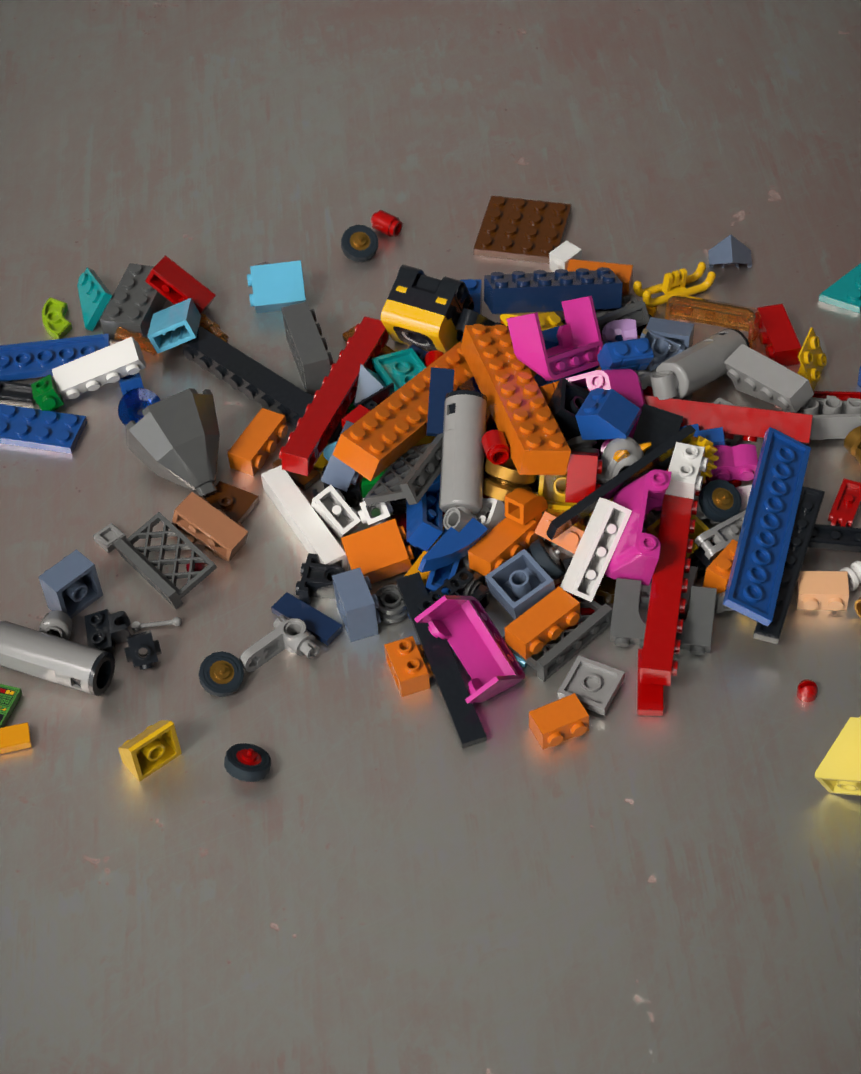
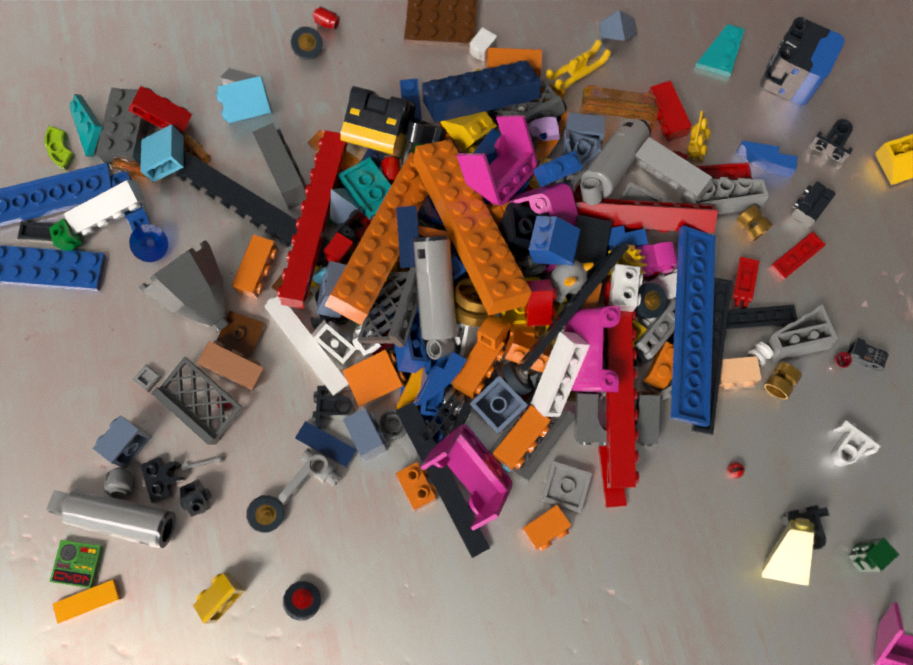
camera: 10 degrees left, 25 degrees up
(495, 447) = (464, 285): red brick -> none

